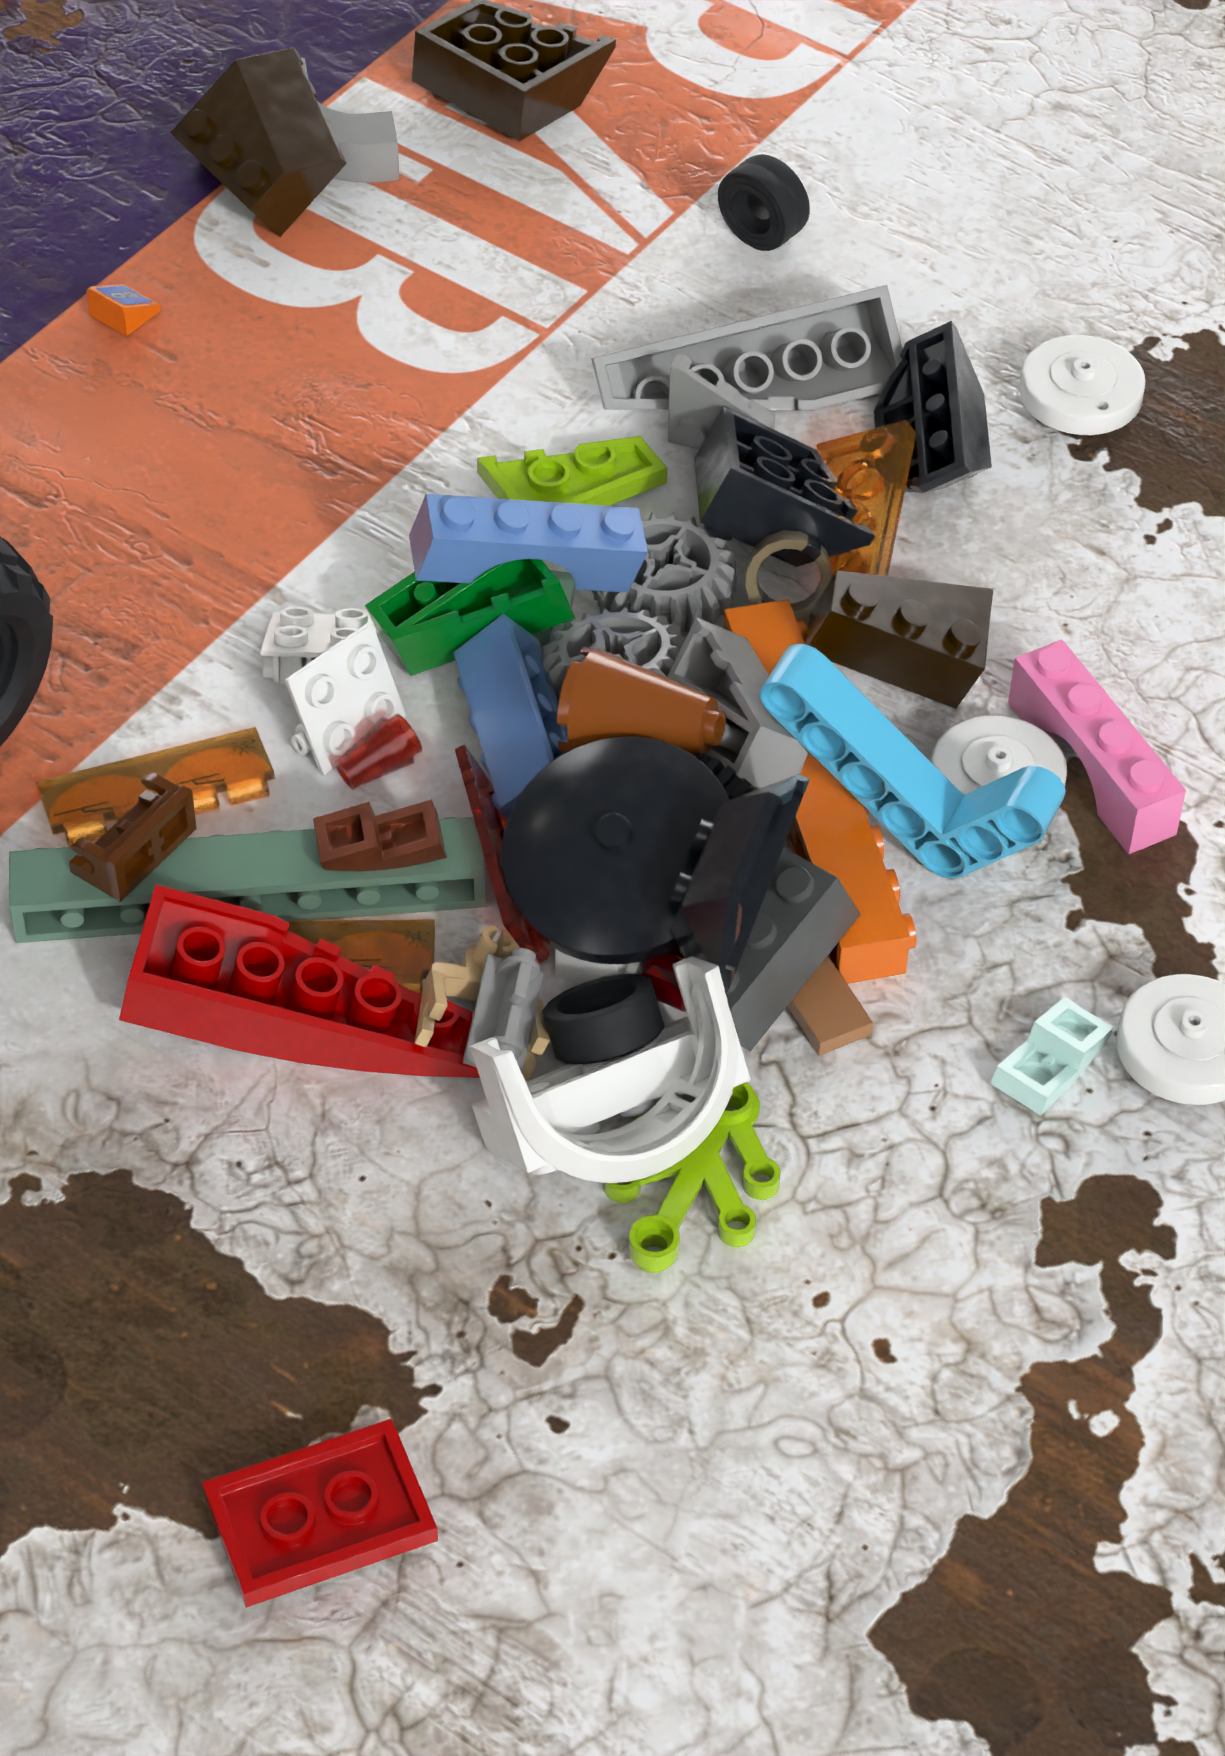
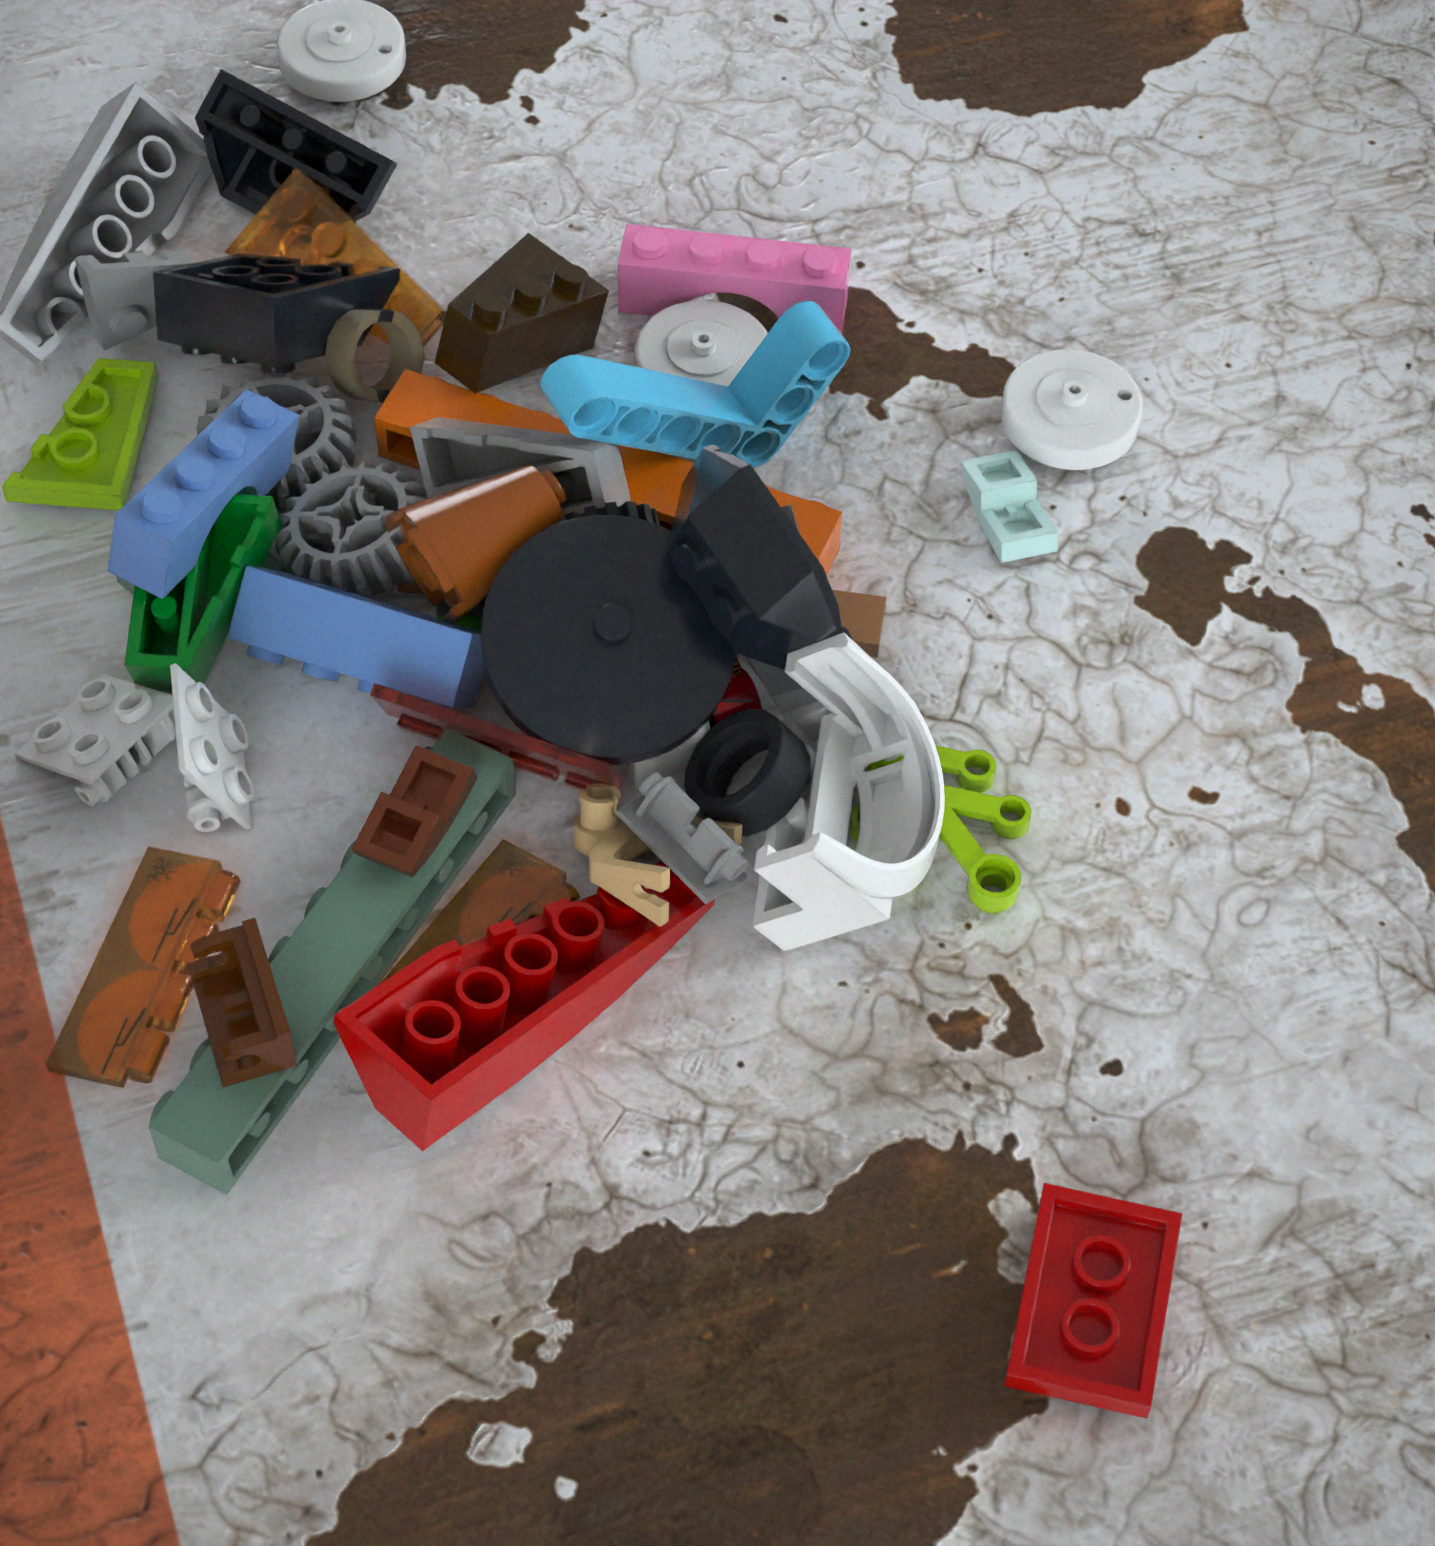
camera: 55 degrees left, 5 degrees up
(380, 751) = (279, 764): clear red cone -> none

